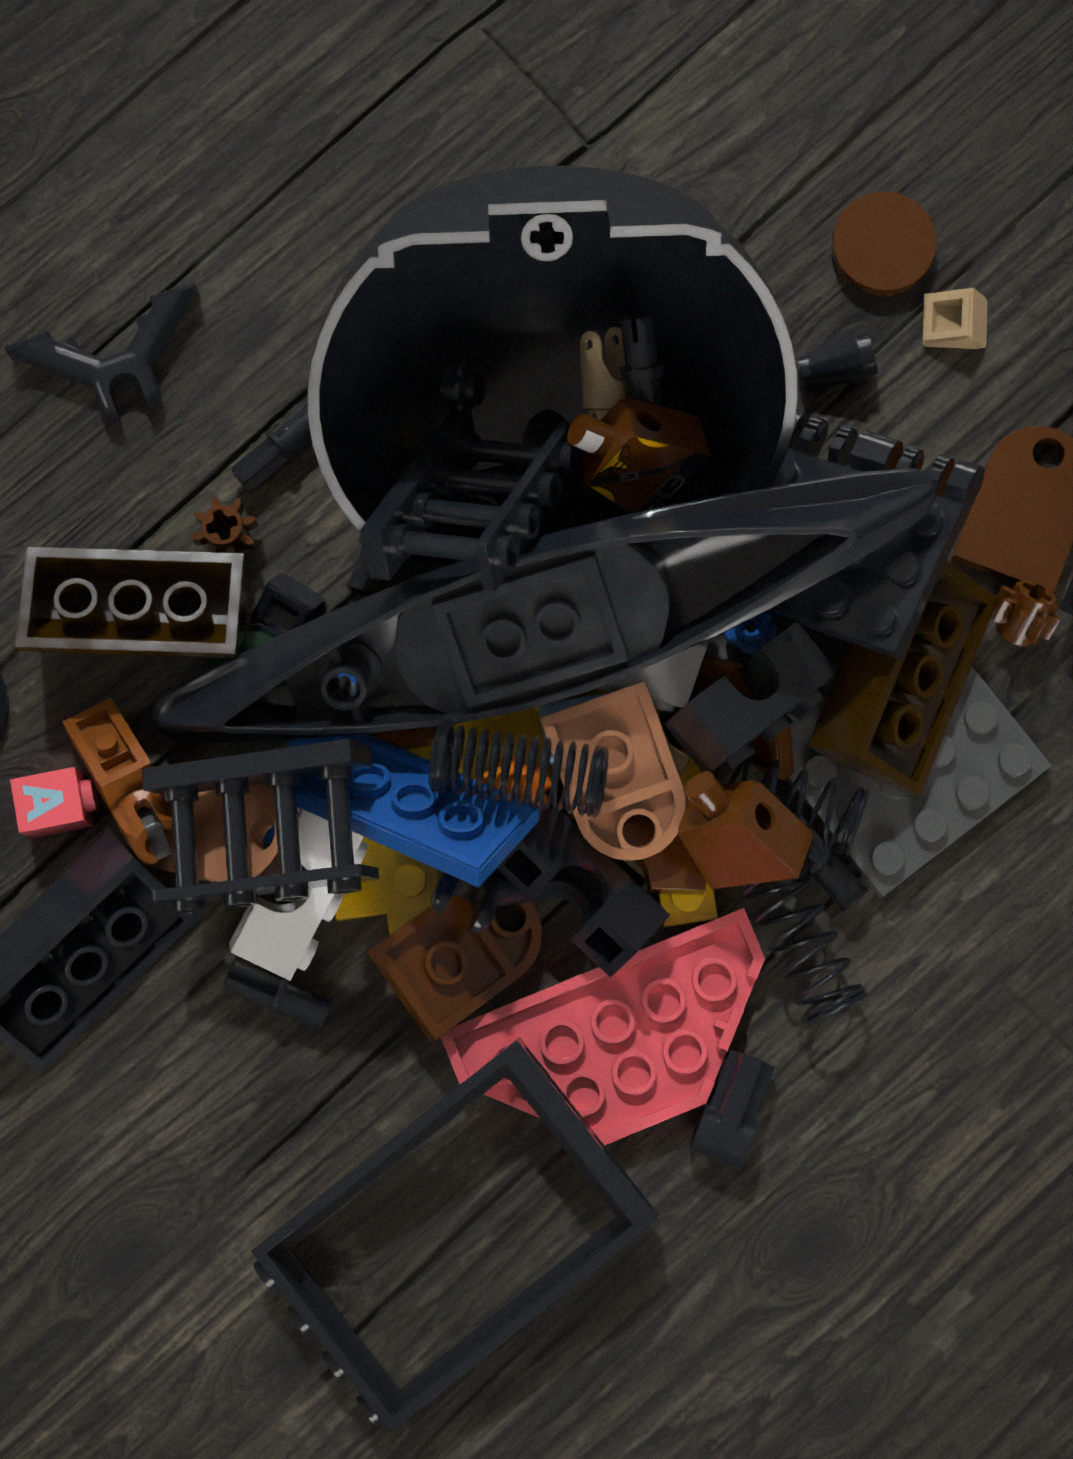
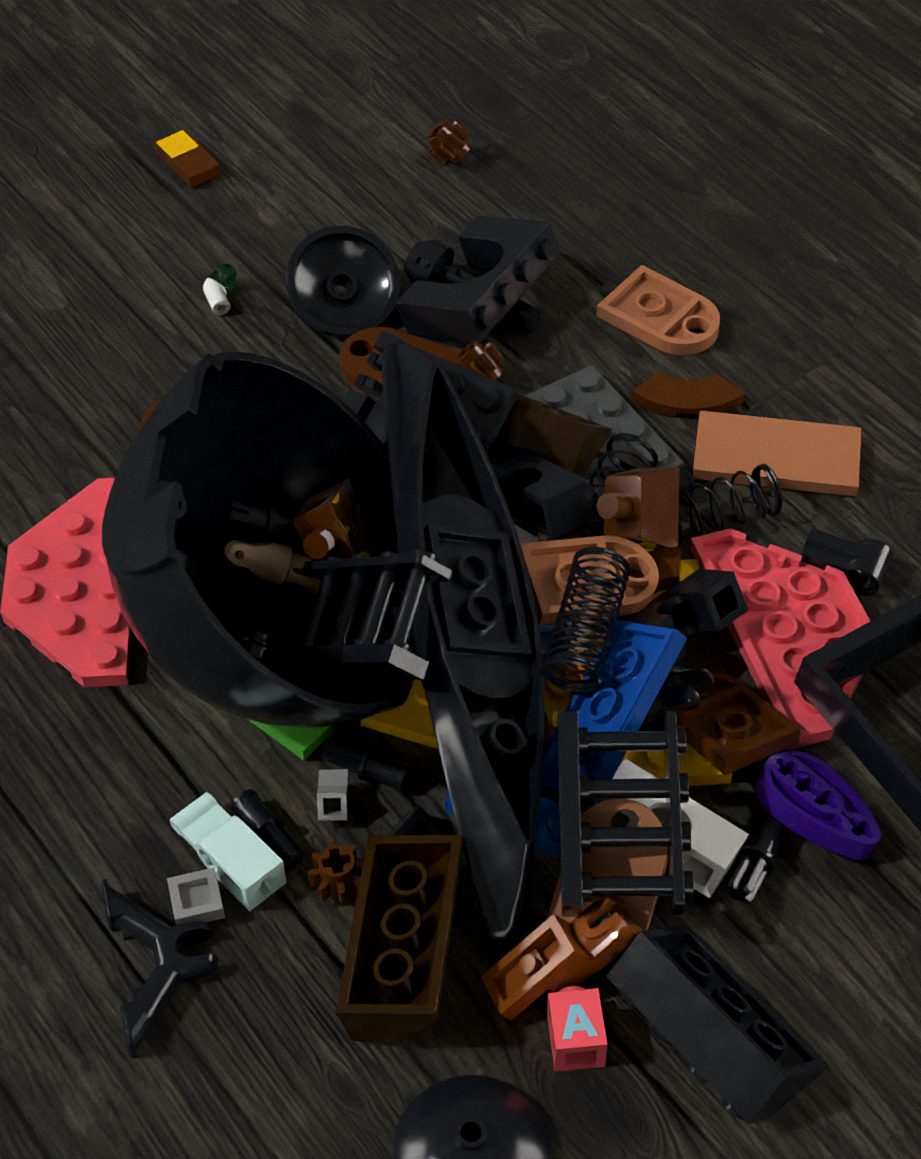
camera: 85 degrees left, 30 degrees down
(187, 385) = (196, 897): none -> light grey plate
(248, 408) = (233, 849): none -> light aqua piece
(321, 515) = (333, 795): none -> light grey piece
(382, 1077) = (825, 810): none -> dark purple piece
(659, 135) = (63, 593): none -> coral plate
(920, 1022) = (799, 452): none -> nougat tile
(1011, 900) = (675, 395): none -> reddish brown tile

